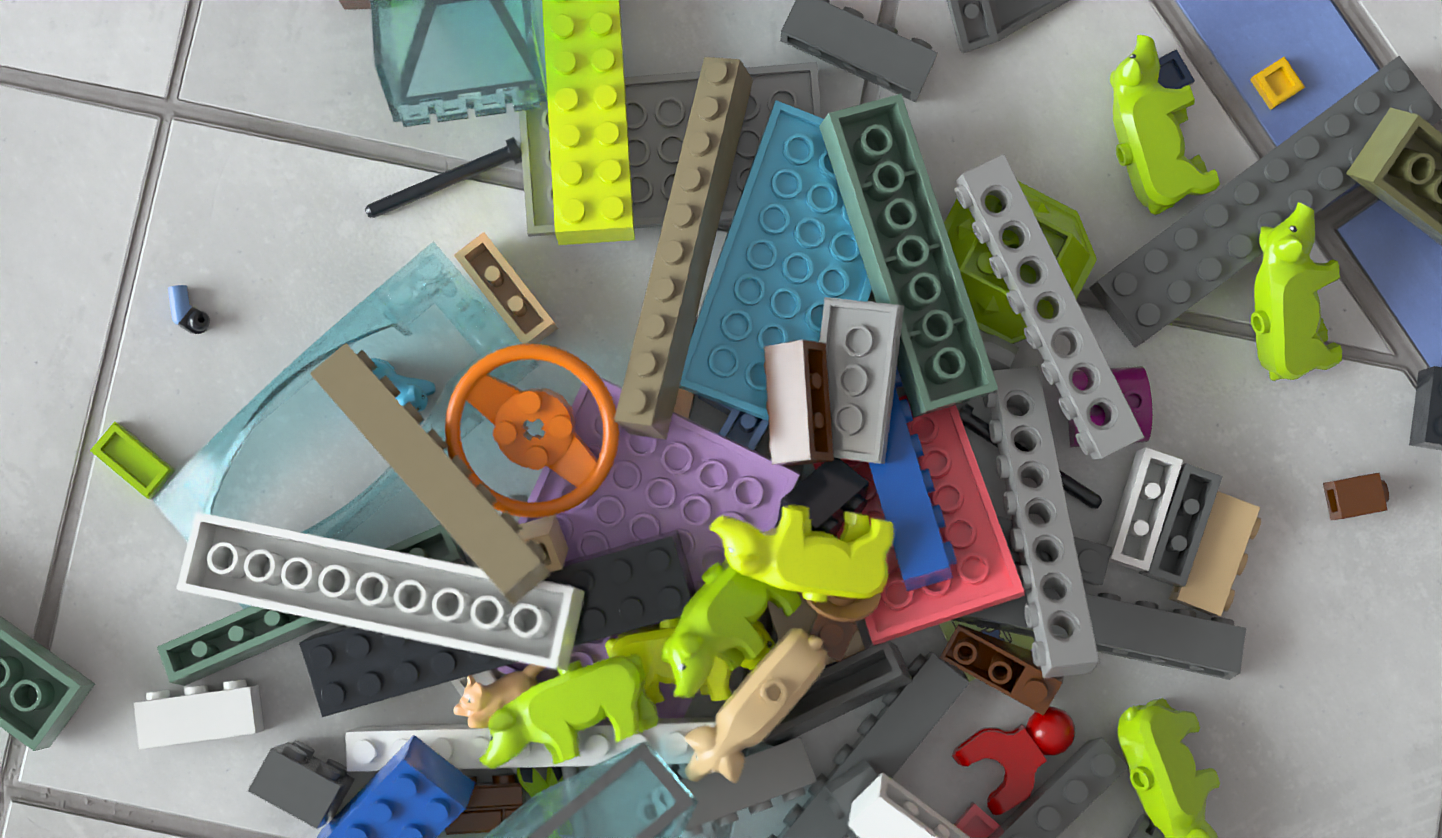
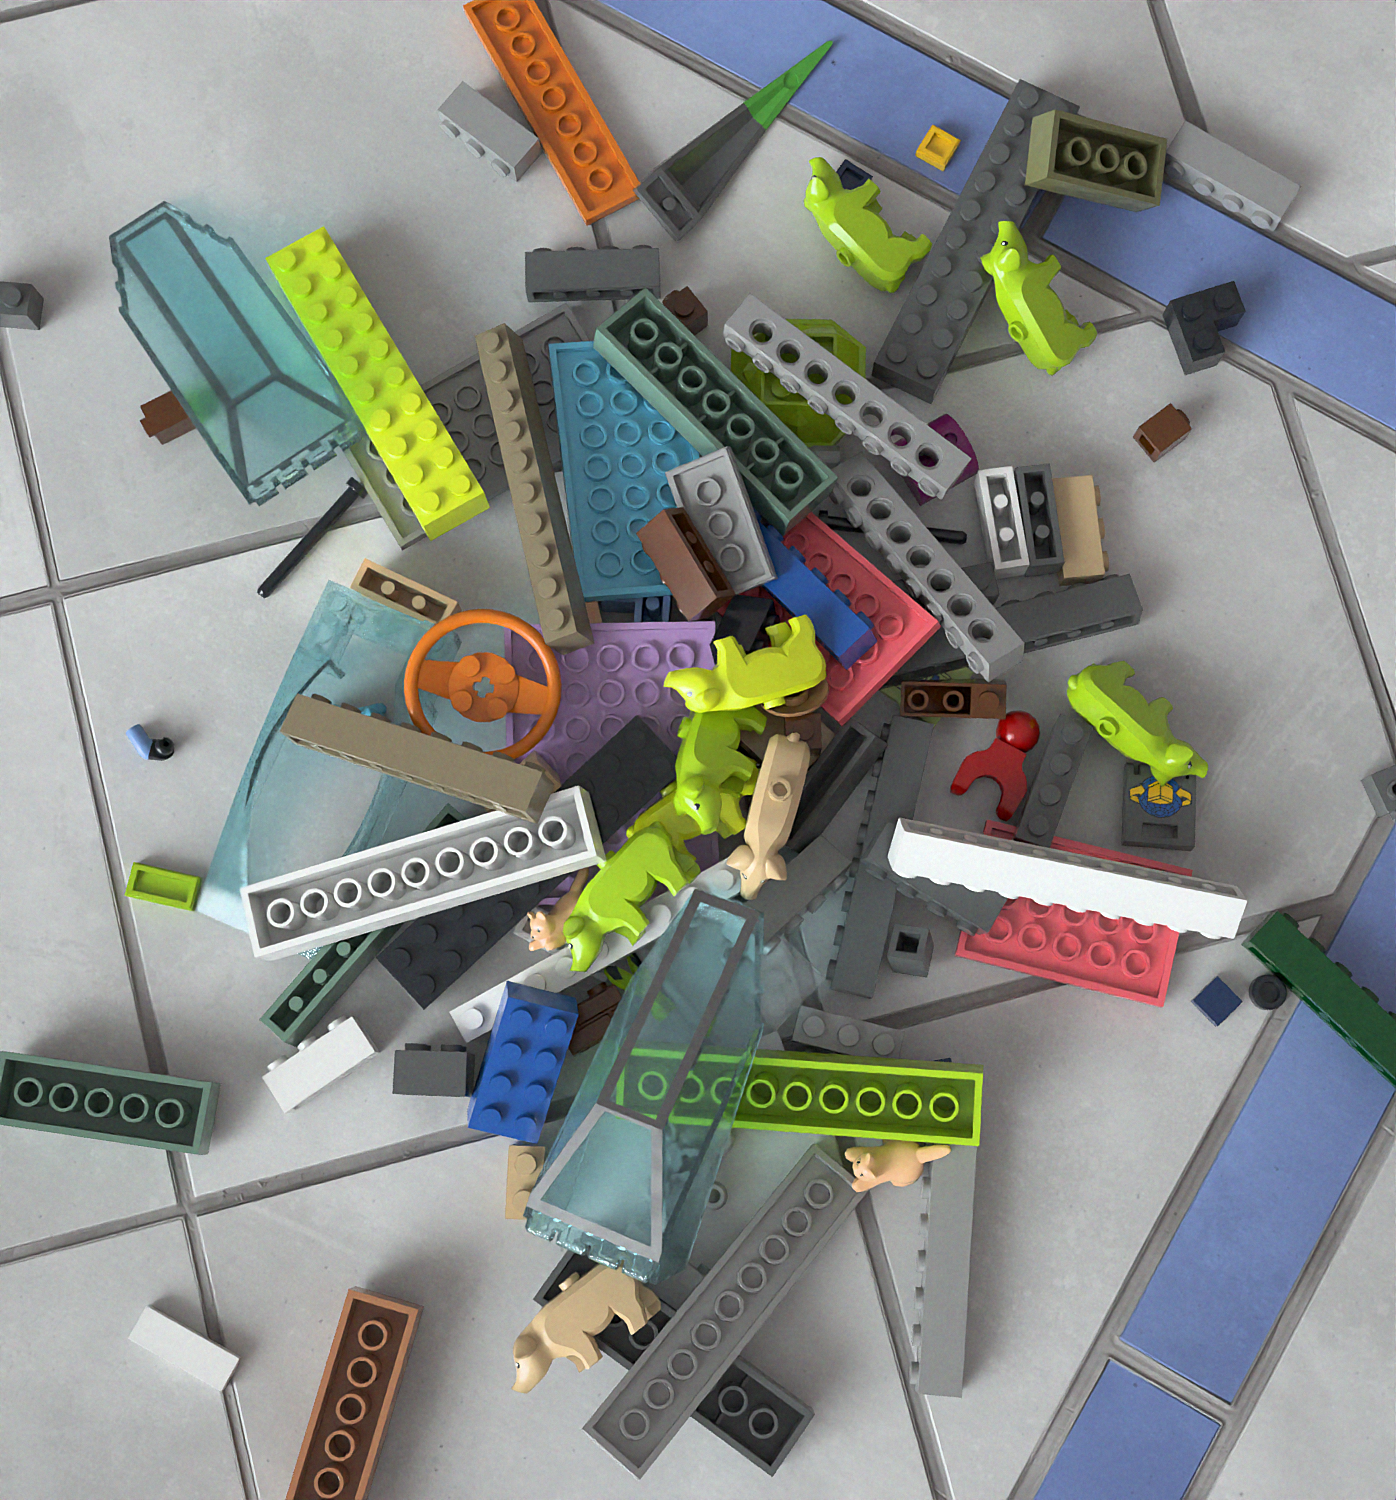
camera: 25 degrees left, 5 degrees down
(932, 131) = (687, 309): none -> reddish brown brick

